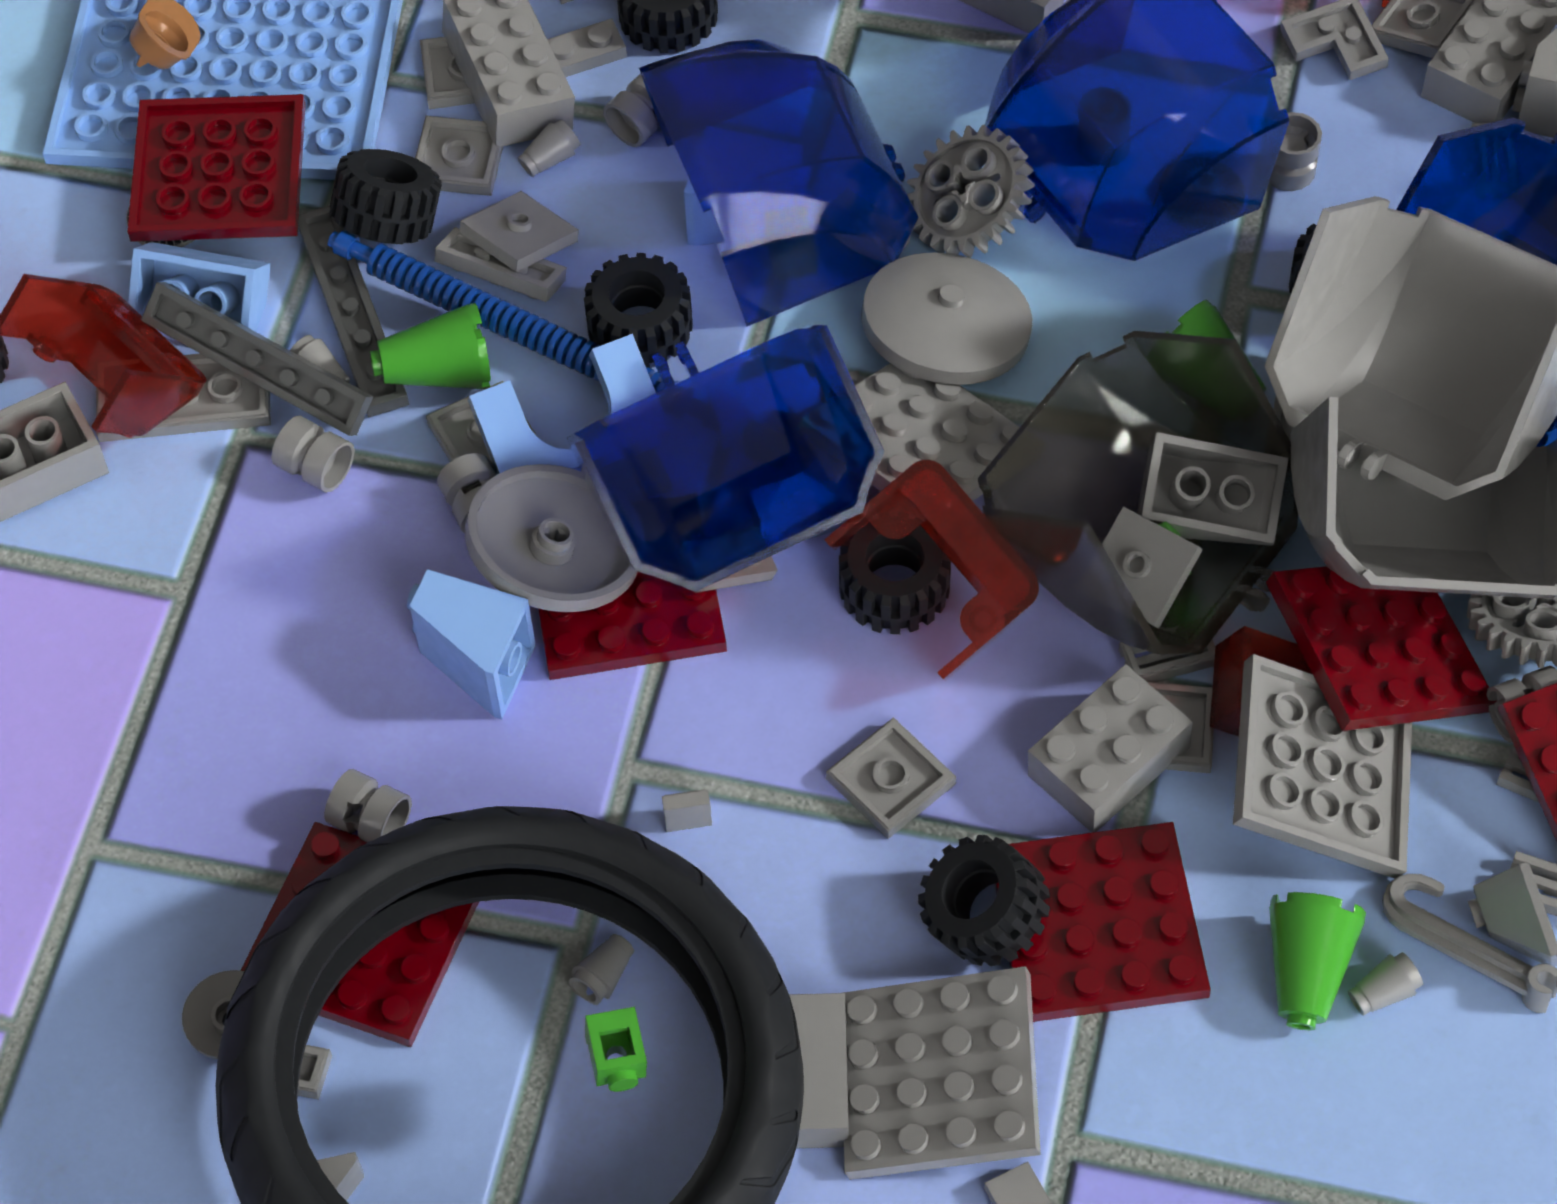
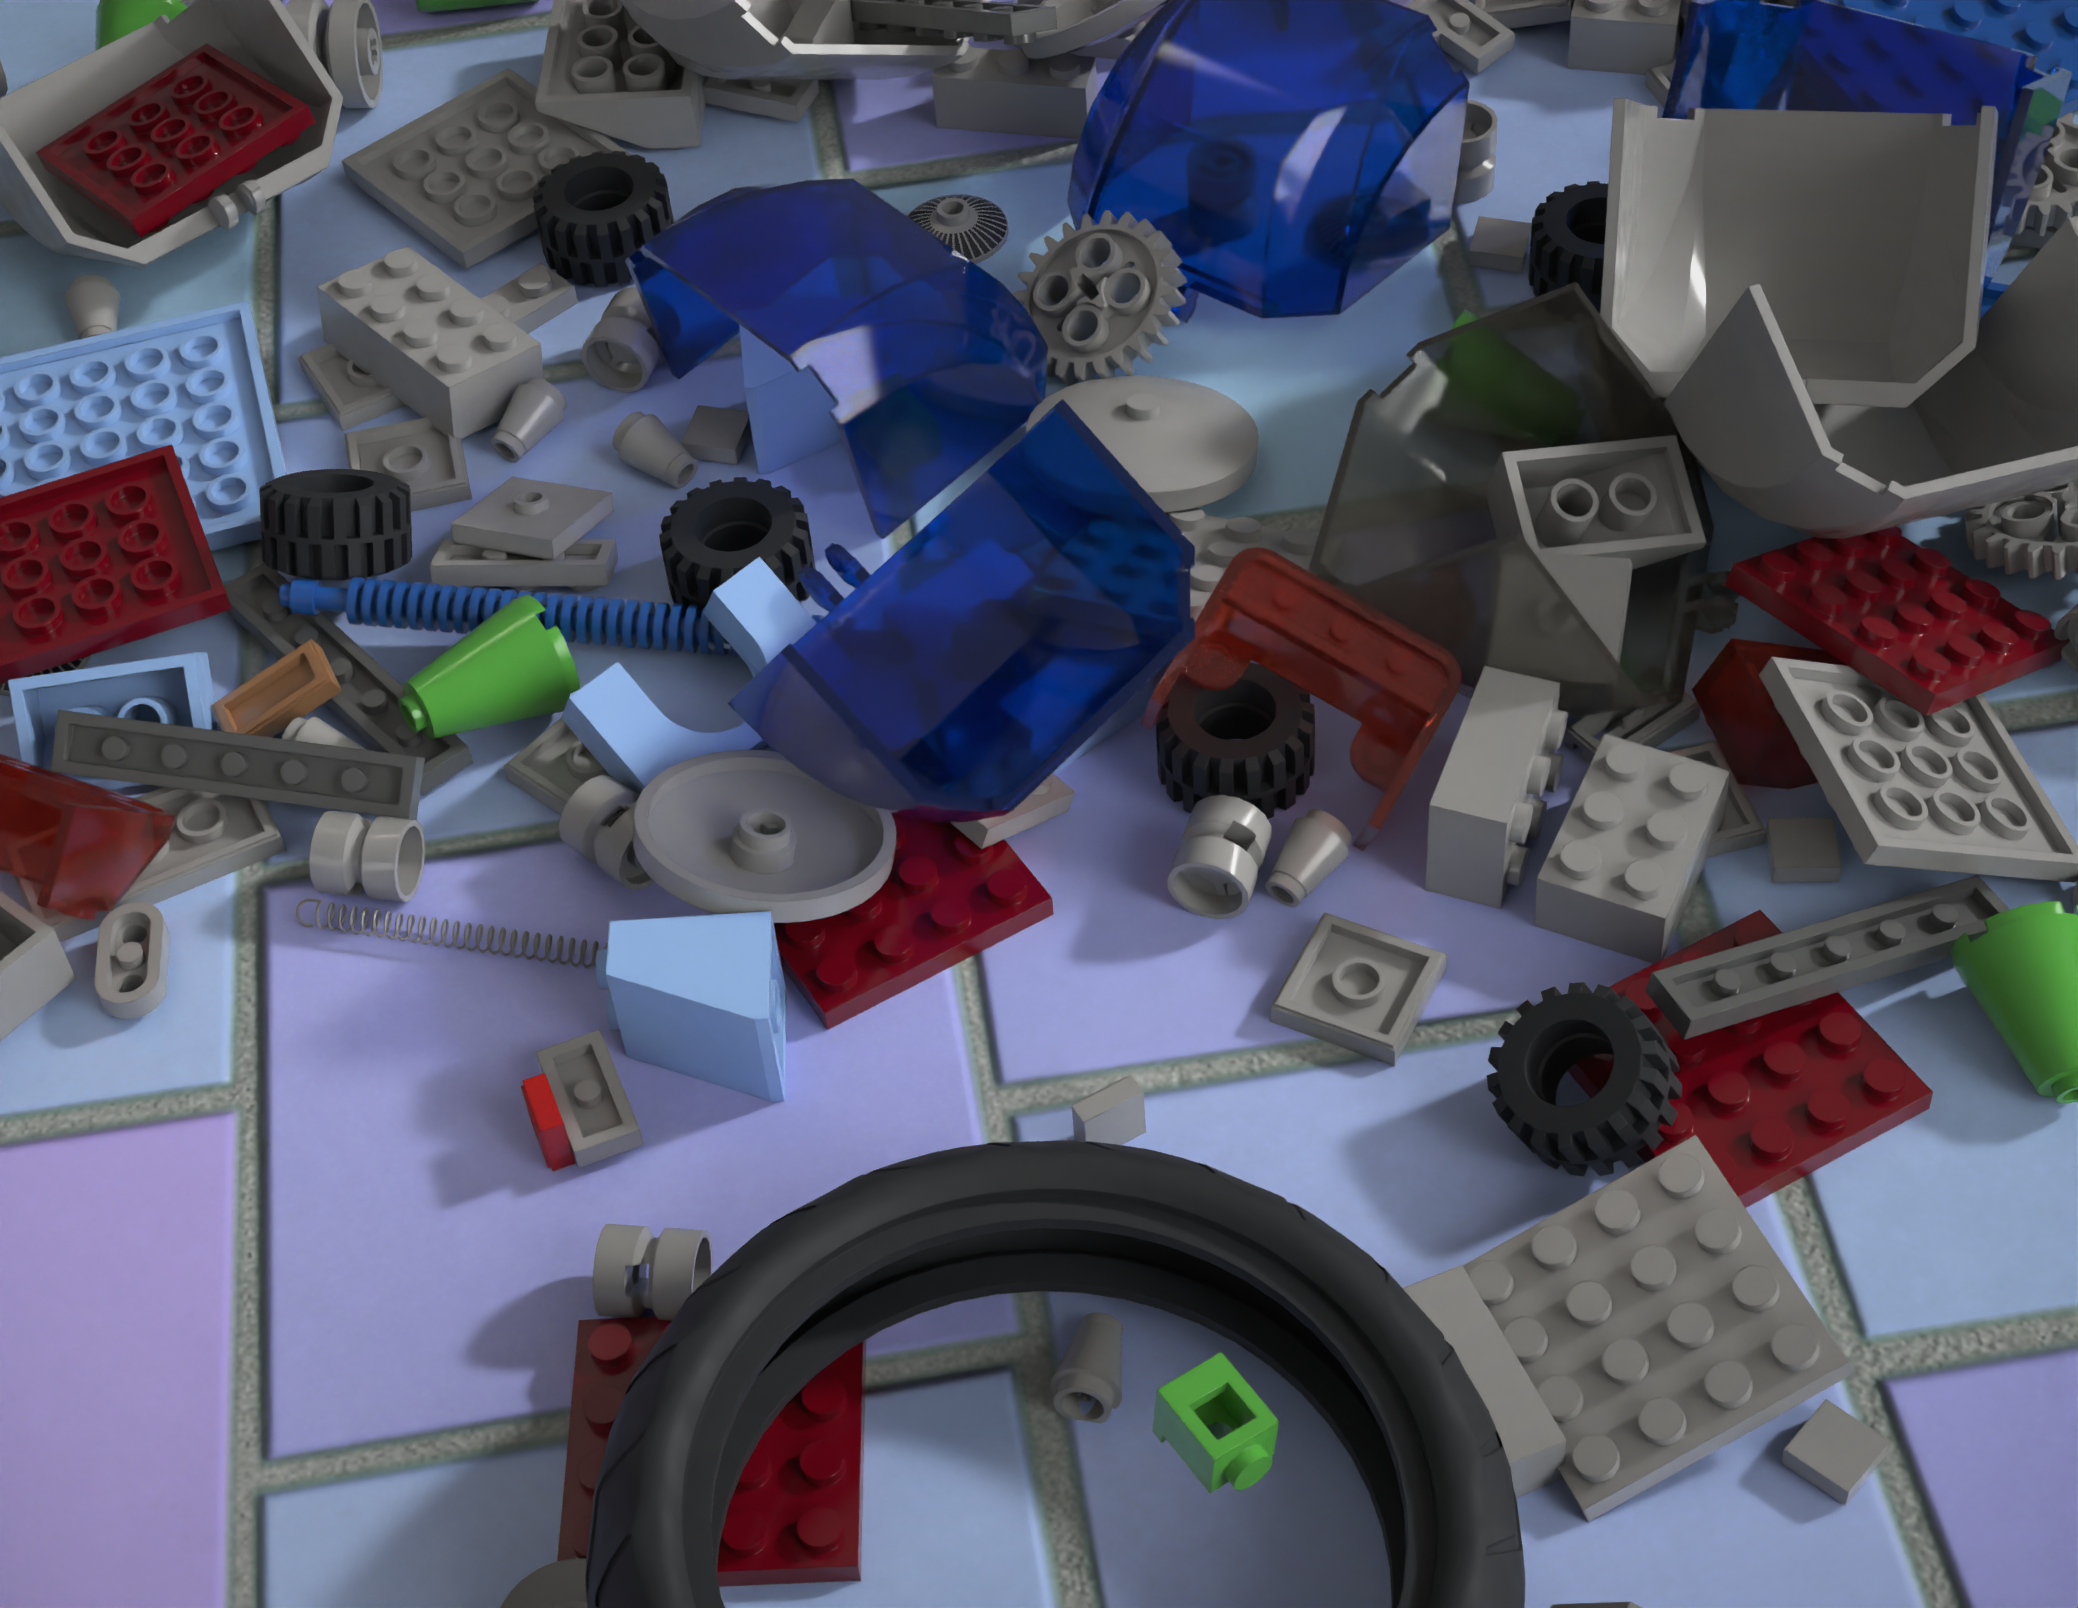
camera: 20 degrees left, 10 degrees down
(143, 477) = (130, 973): none -> light grey plate
(302, 312) = (279, 693): none -> medium nougat tile
(340, 526) = (455, 934): none -> light grey piece
(348, 683) = (547, 1122): none -> red tile
(381, 675) = (590, 1098): none -> light grey plate
(621, 202) = (653, 449): none -> light grey cone
(667, 204) = (717, 434): none -> light grey tile
(842, 654) = (1219, 857): none -> light grey wheel
(902, 674) = (1309, 856): none -> light grey cone
(910, 87) = (964, 223): none -> dish
(1038, 673) = (1495, 787): none -> light grey brick
(1187, 874) = (1821, 957): none -> dark grey plate
(1220, 787) = (1803, 850): none -> light grey tile
(1281, 236) = (1500, 244): none -> light grey tile

